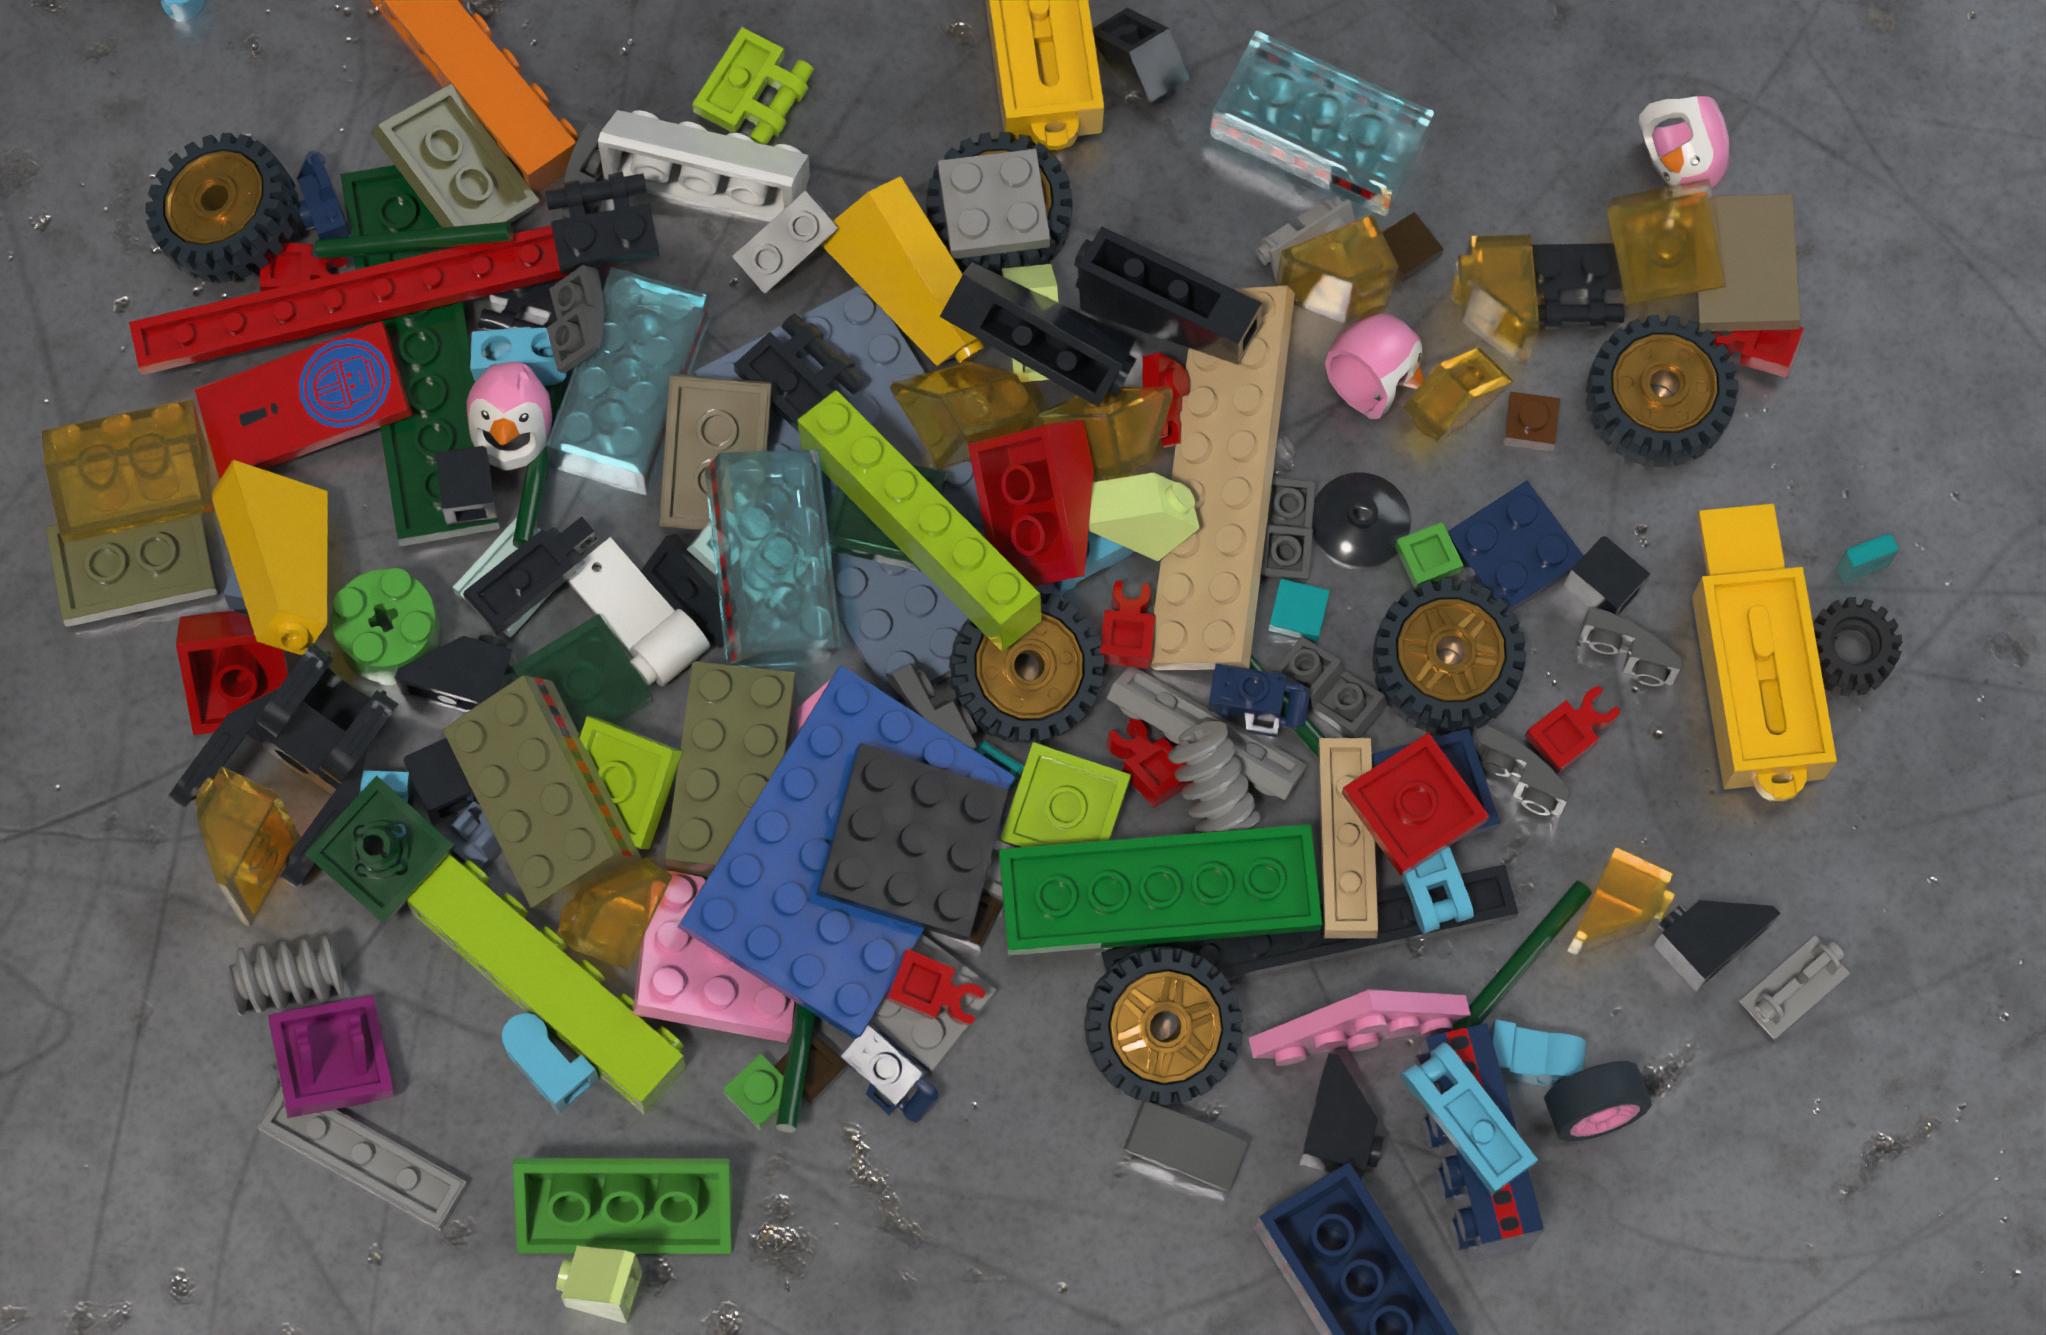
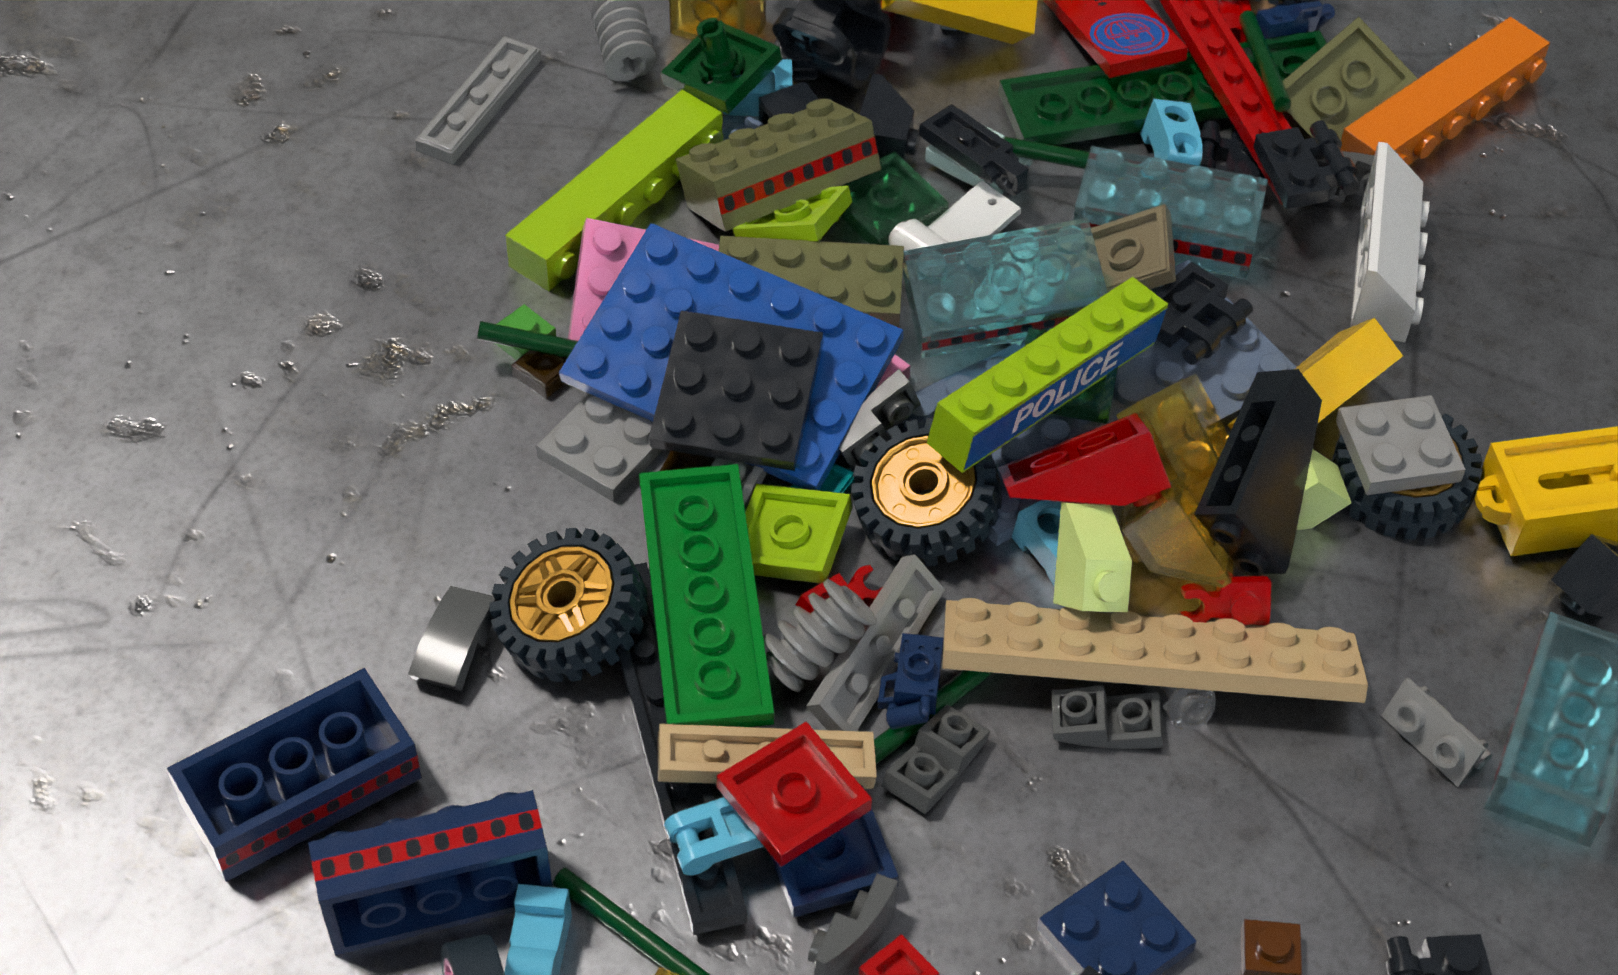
camera: 90 degrees right, 20 degrees down
(330, 1056) = (556, 63): magenta plate -> none
(381, 599) = (924, 69): bright green brick -> none
(466, 486) = (1042, 93): black panel -> none
(506, 404) = (1124, 116): piece -> none
(543, 1064) = (543, 183): medium azure leg -> none
(579, 317) = (1209, 153): dark grey slope -> none
(600, 1282) = (352, 230): yellowish green slope -> none
(614, 912) = (673, 207): clear yellow slope -> none
(623, 1205) = (424, 246): bright green slope -> none
(739, 81) = (1482, 279): lime plate -> none
(785, 241) = (1325, 300): light grey hinge -> none
(891, 1072) = (536, 410): piece -> none
(925, 987) = (603, 420): red plate -> none
(1127, 630) = (976, 577): red plate -> none
(1164, 297) = (1327, 573): black slope -> none
(1298, 610) = (1019, 731): teal tile -> none
(1341, 272) = (1402, 742): clear yellow slope -> none
(1341, 1124) = (471, 763): black slope -> none
(1357, 541) = (1124, 808): black dish -> none
(1360, 1024) = (564, 775): bright pink plate -> none
(1373, 360) = (1307, 782): bright pink piece -> none
(1412, 245) = (1453, 828): dark brown tile -> none
(1429, 555) = (1093, 844): bright green plate -> none
(1455, 620) = (971, 897): wheel -> none
(1456, 394) = (1287, 867): clear yellow slope -> none
(1470, 1119) = (435, 817): medium azure plate -> none
(1499, 293) = (1411, 893): clear yellow slope -> none

